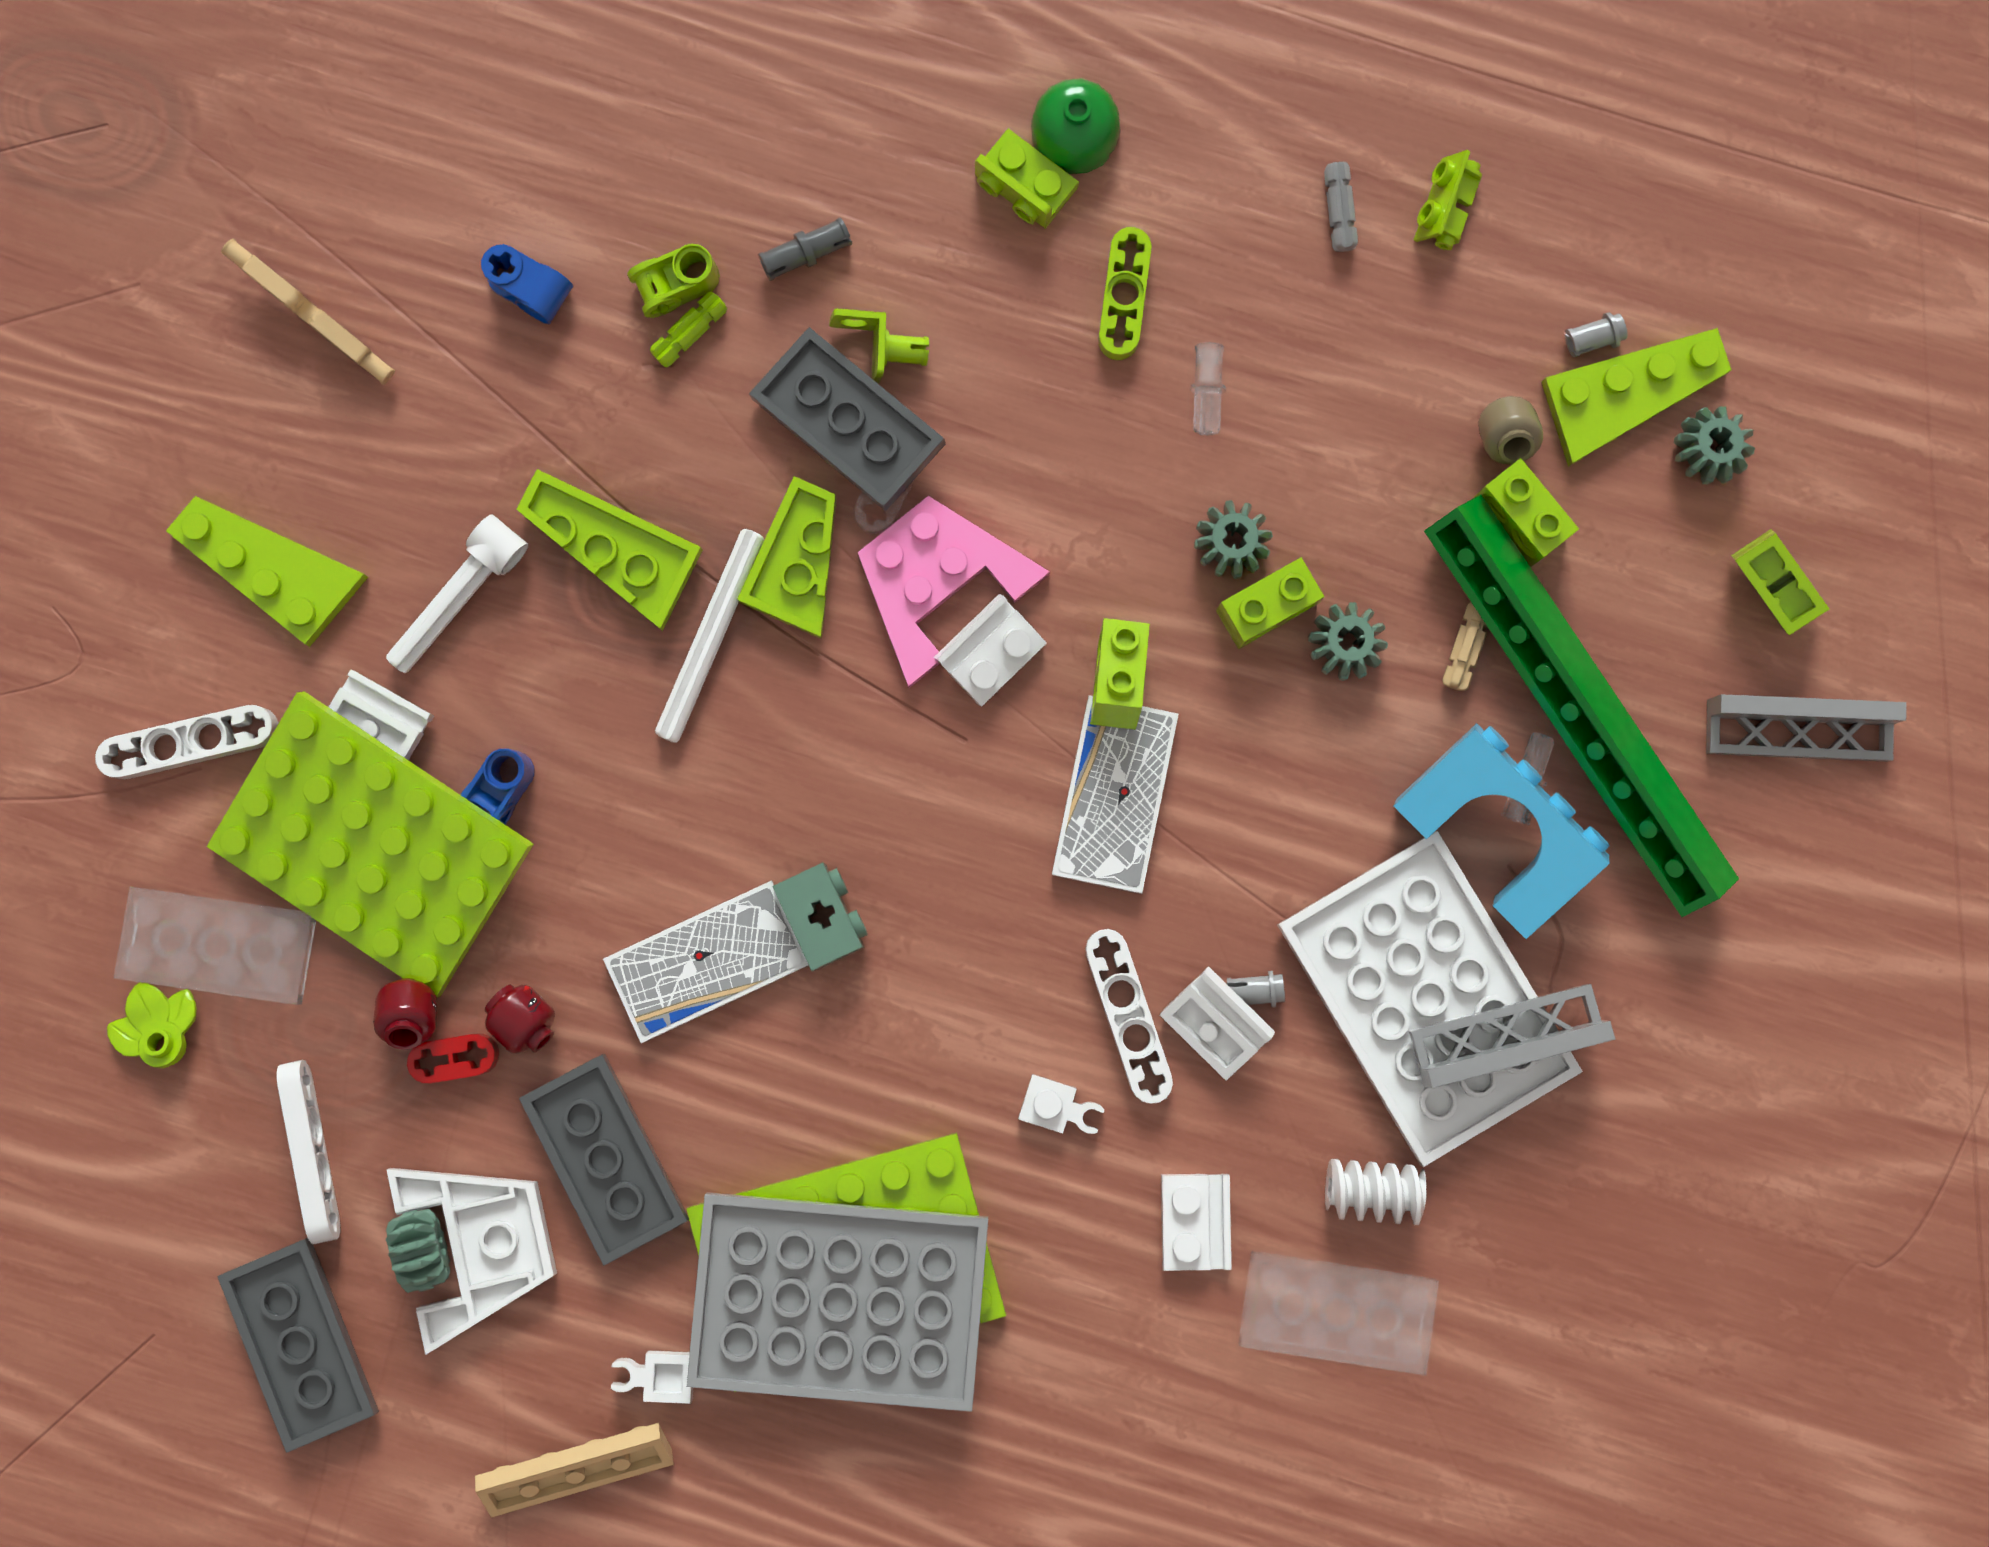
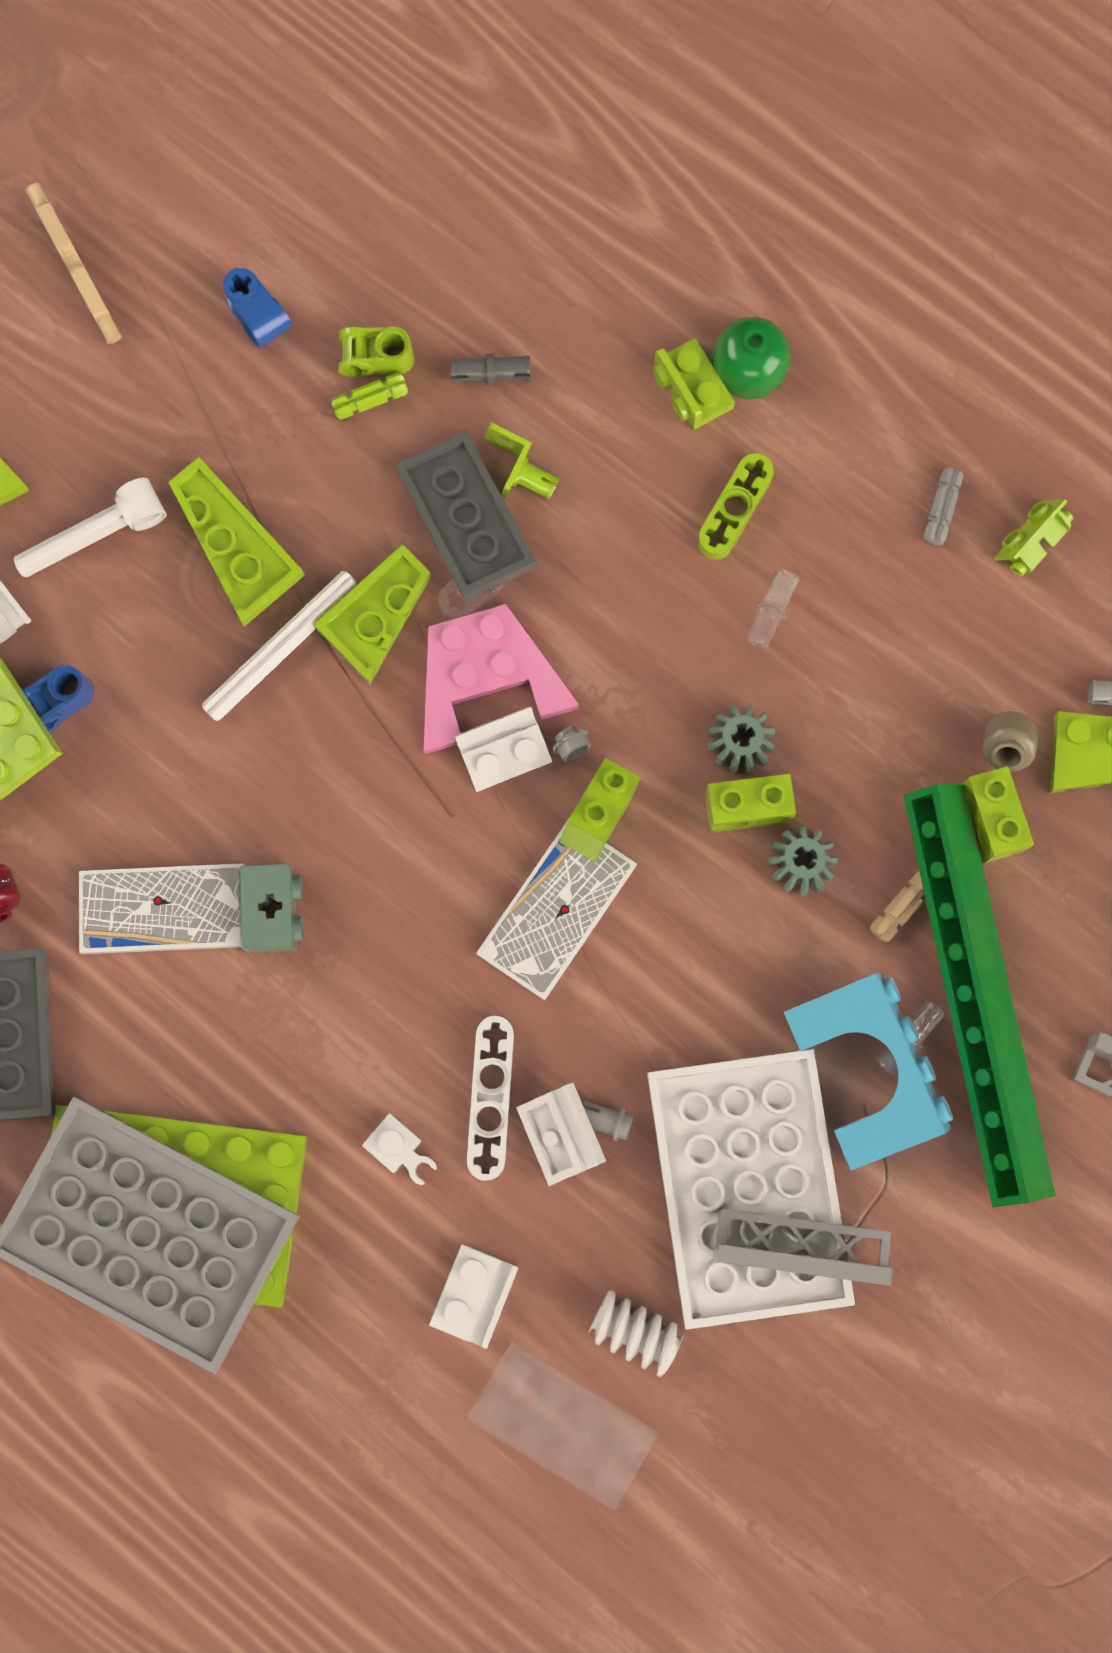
camera: 25 degrees right, 5 degrees down
(1058, 615) = (571, 743): none -> light grey plate

